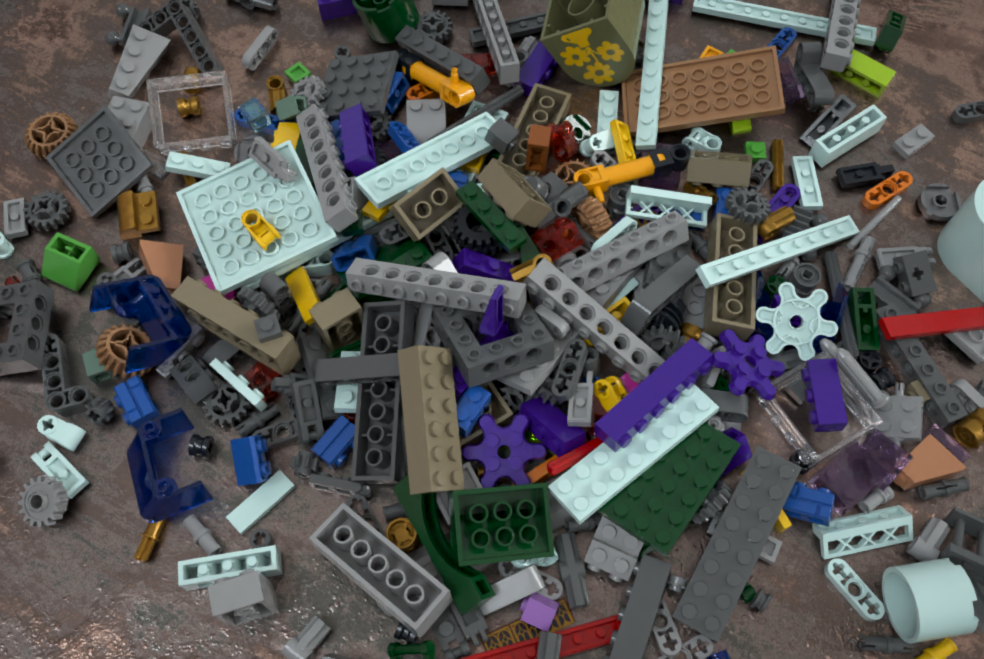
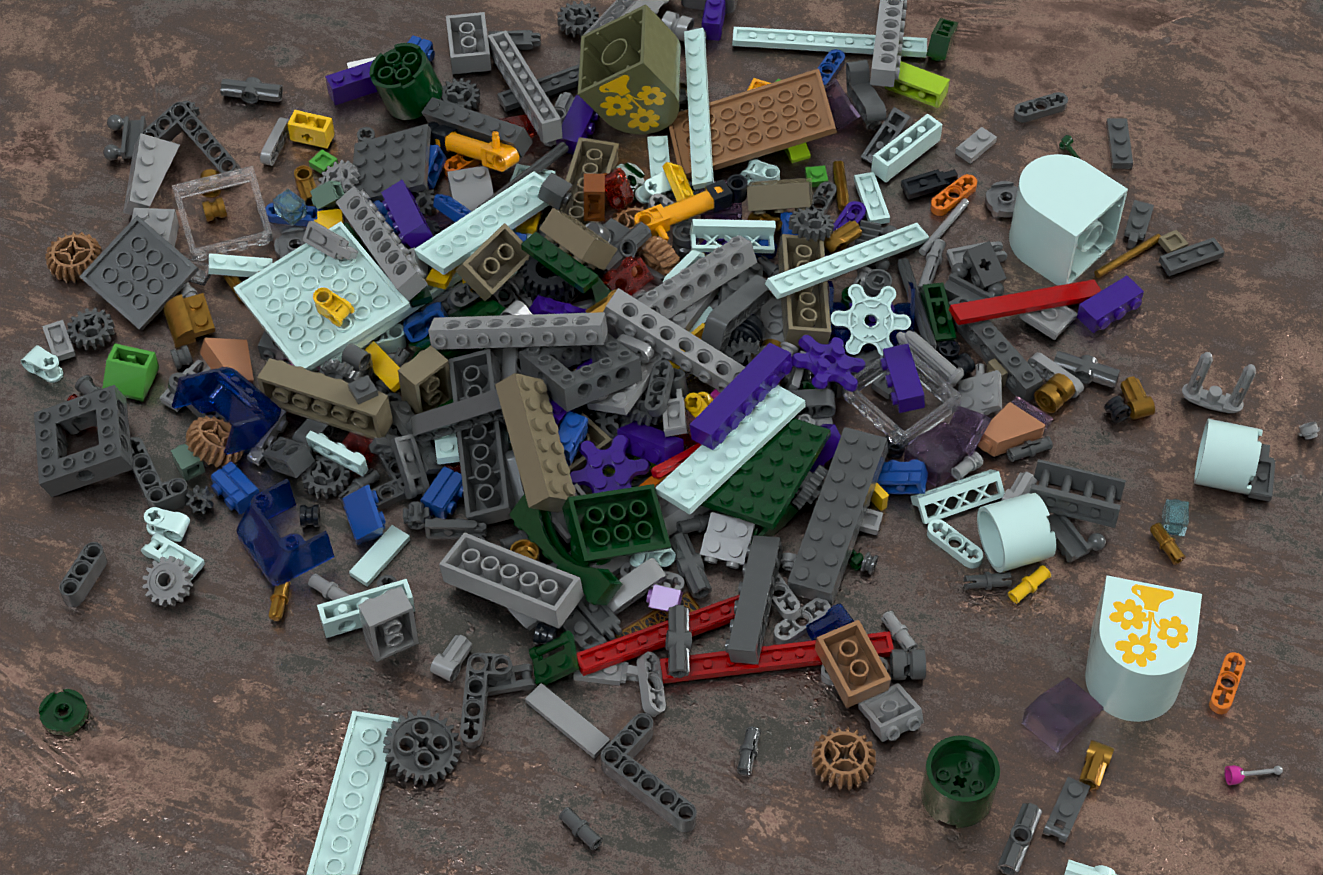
camera: 10 degrees left, 10 degrees down
(292, 40) = (311, 129): none -> yellow brick
(493, 315) = (579, 343): dark purple slope -> none

